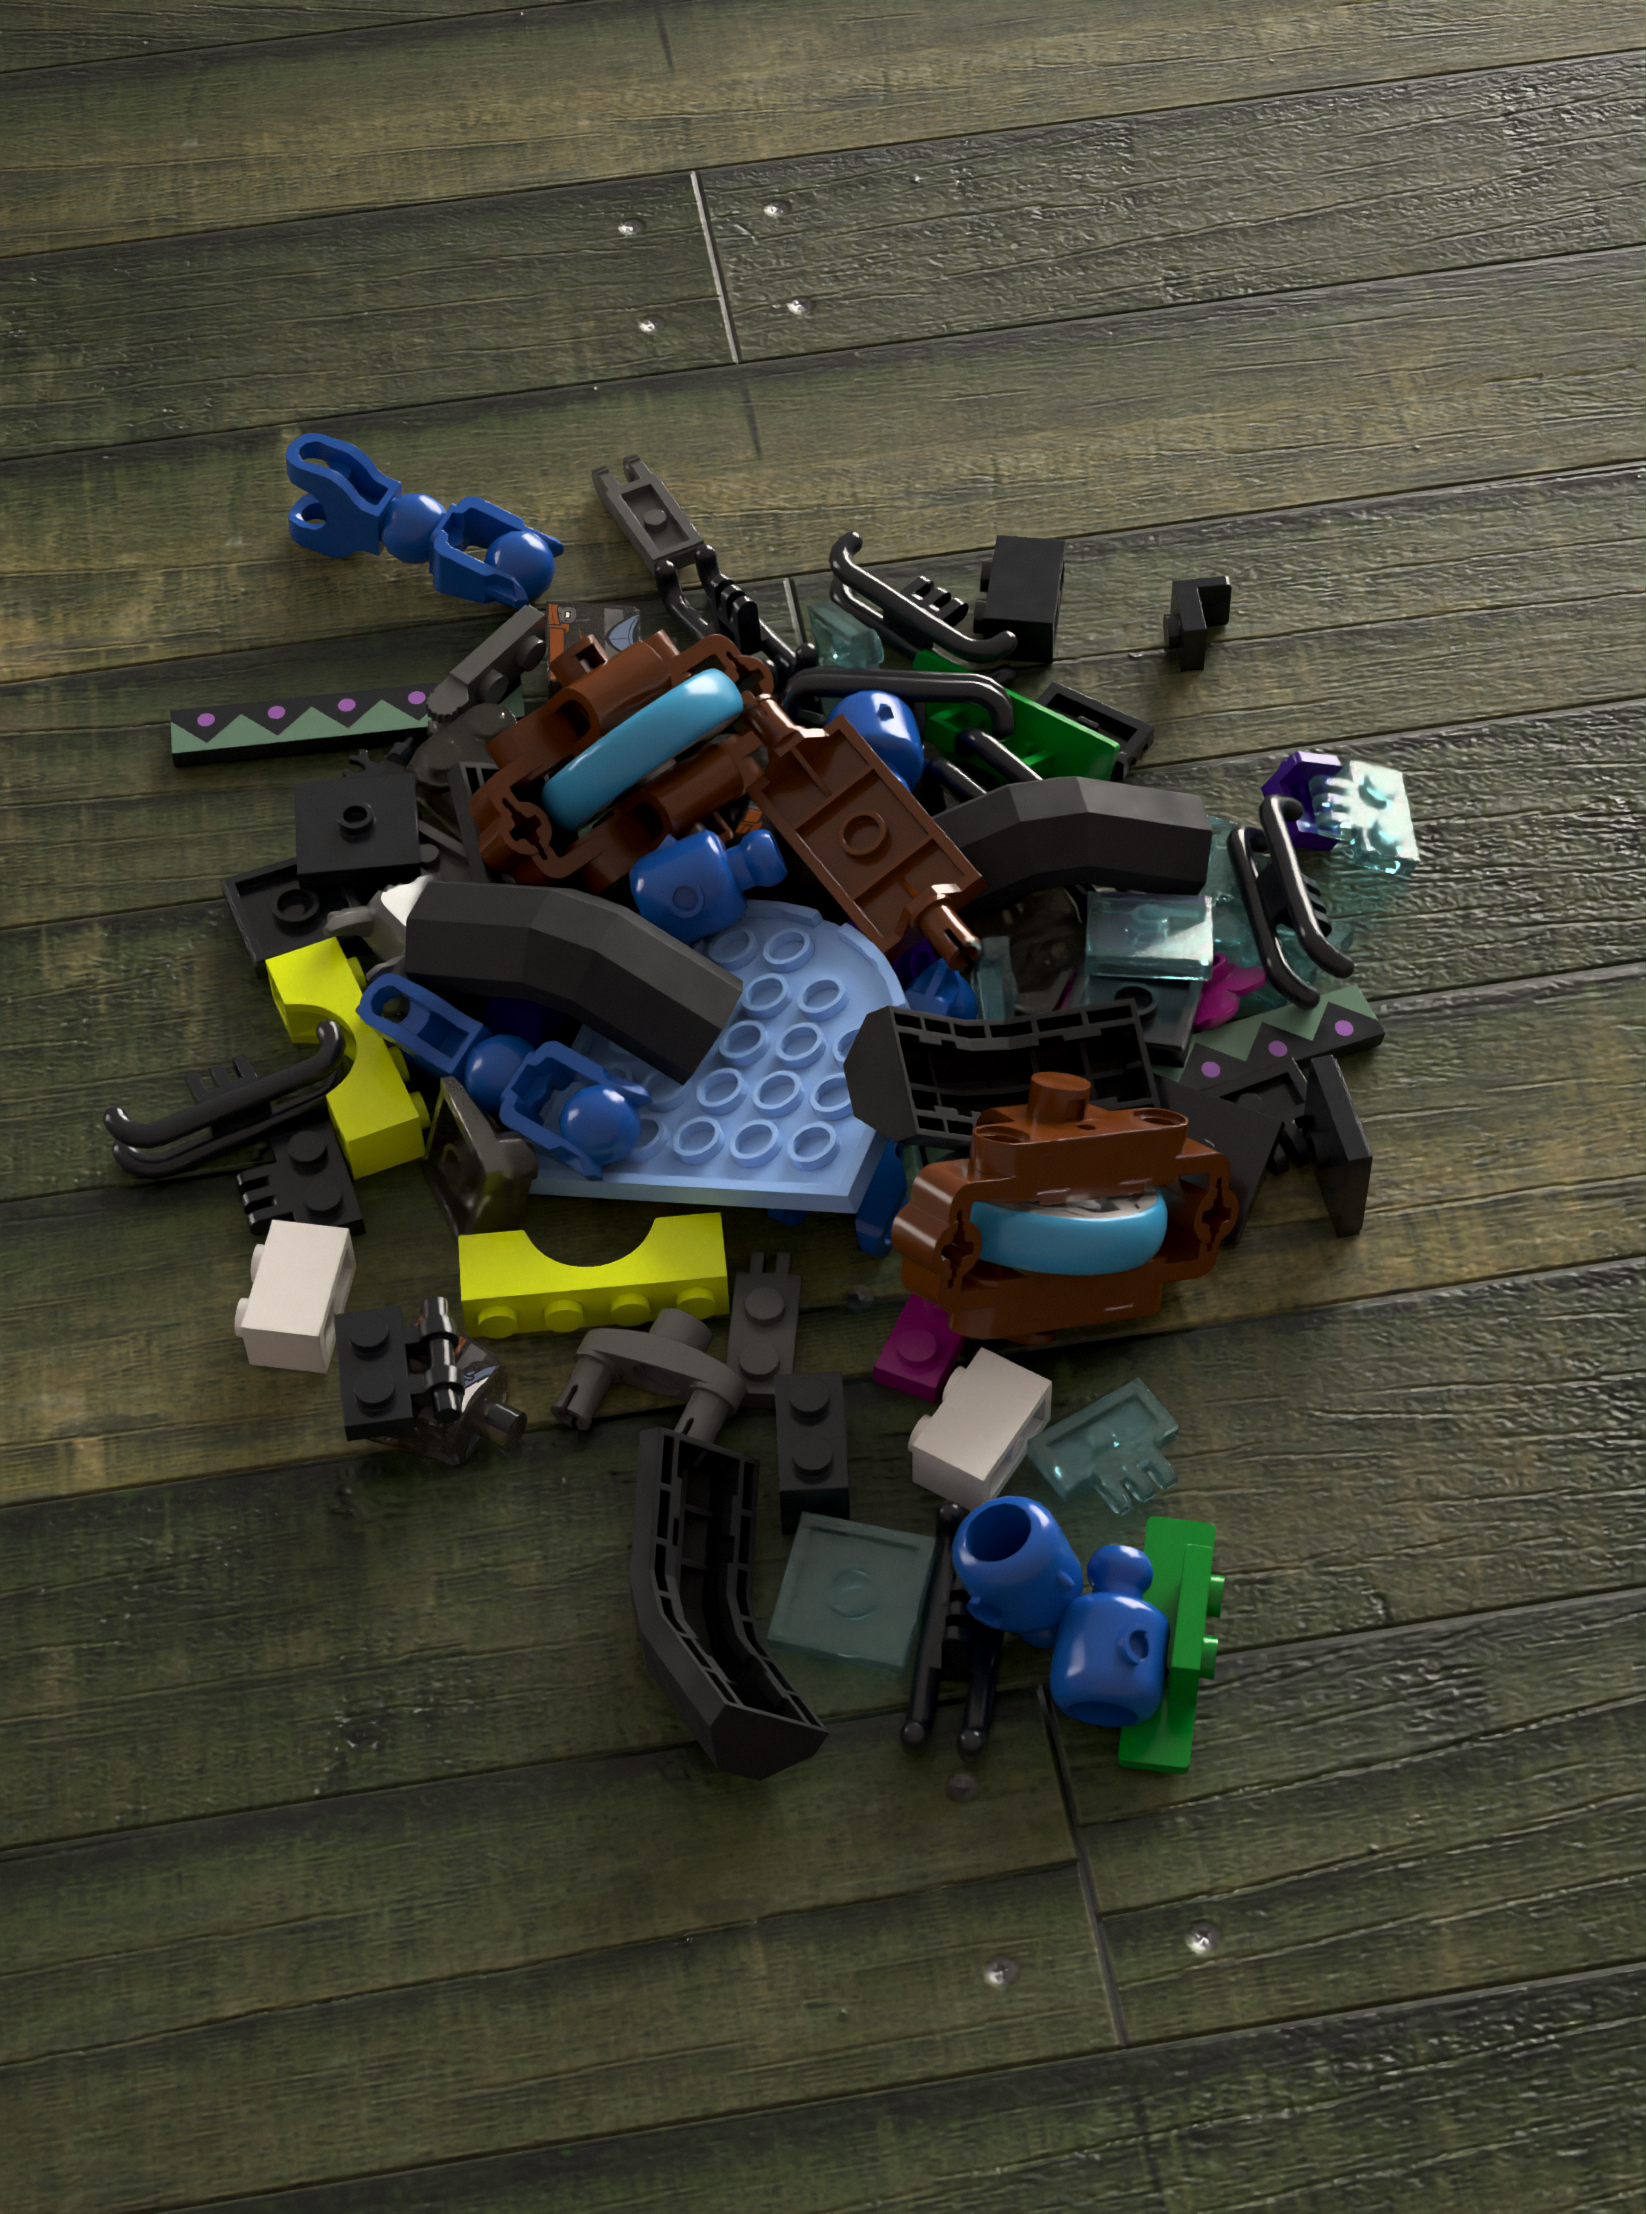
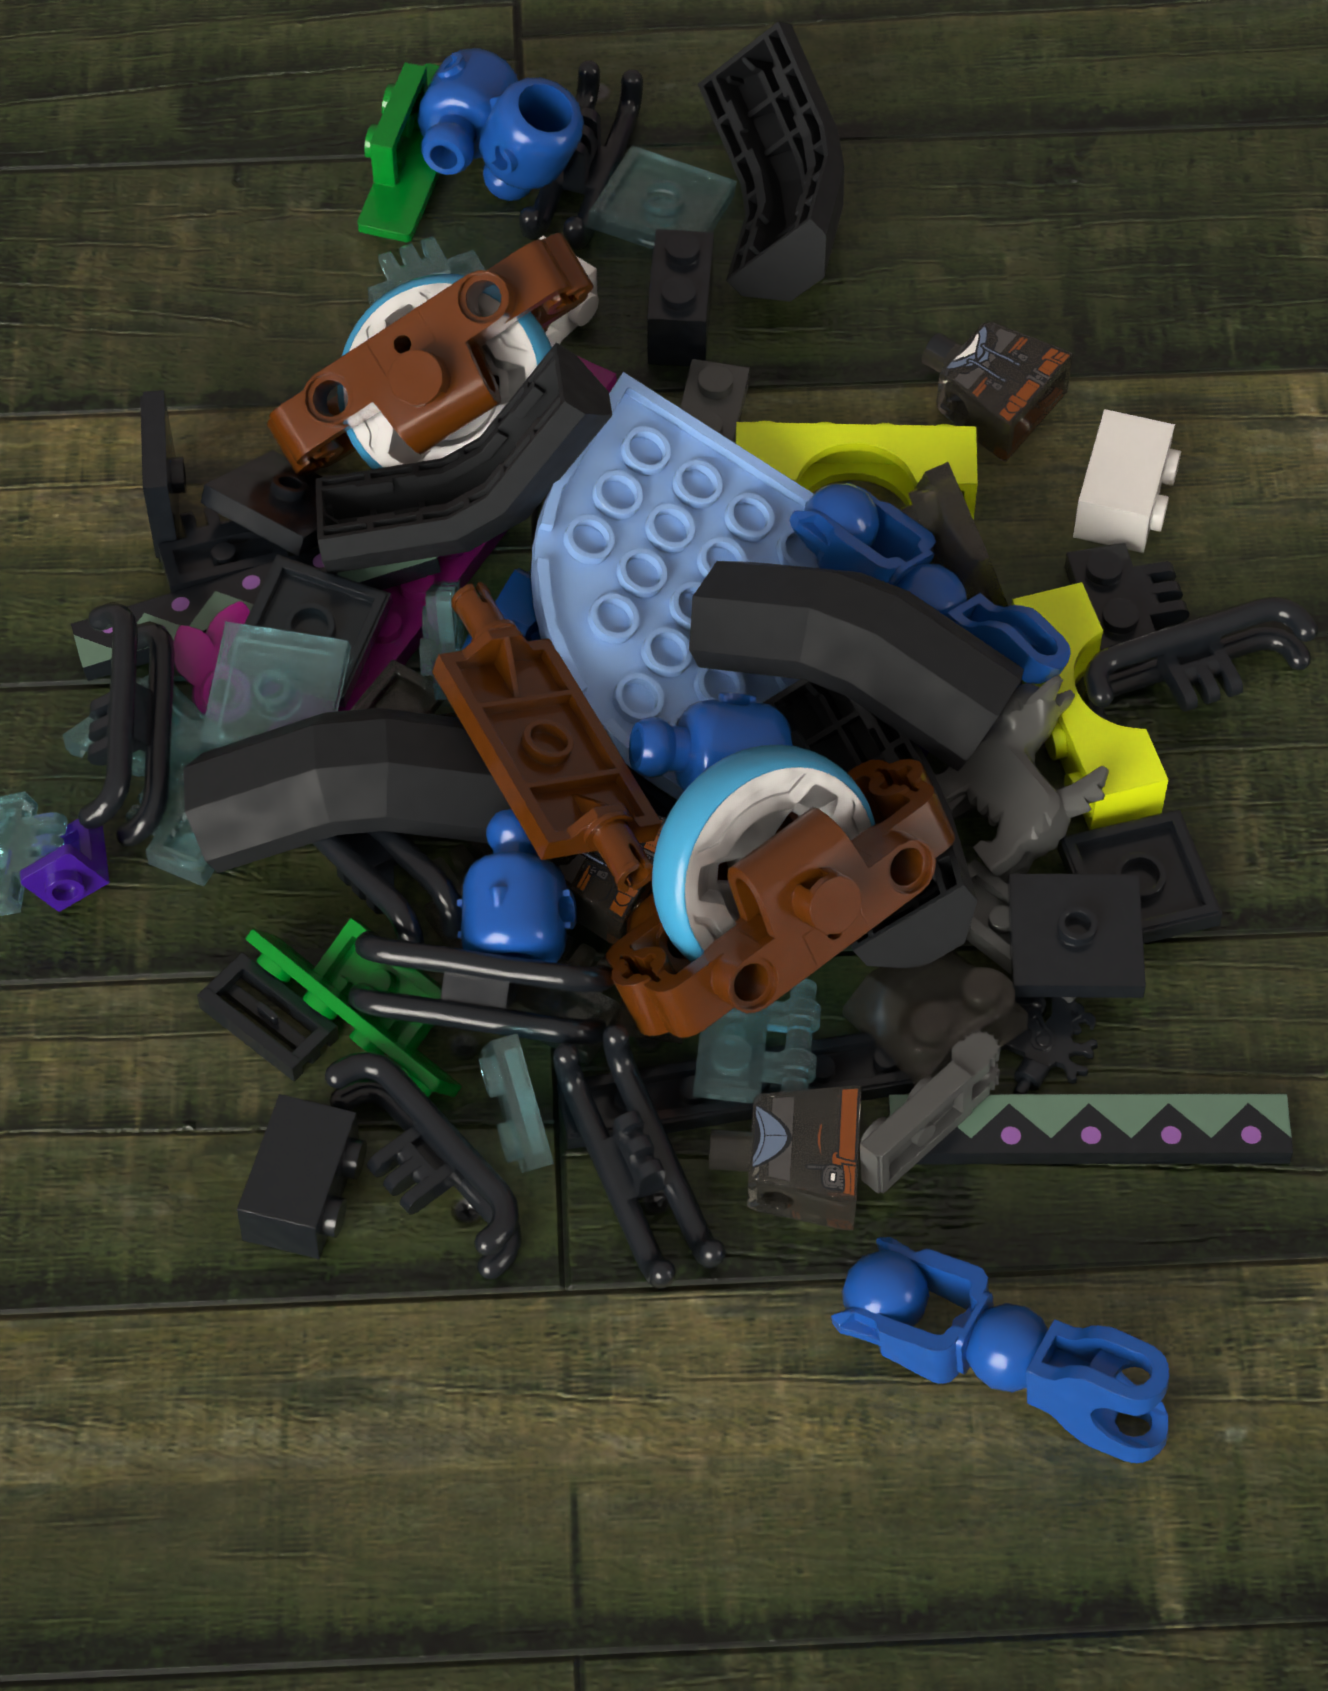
camera: 175 degrees left, 5 degrees up
(375, 1369) = (1052, 357): black plate -> none
(648, 514) = (723, 1371): dark grey hinge -> none
(663, 1361) = (799, 381): dark grey connector -> none
(1194, 608) = (115, 1142): black bracket -> none

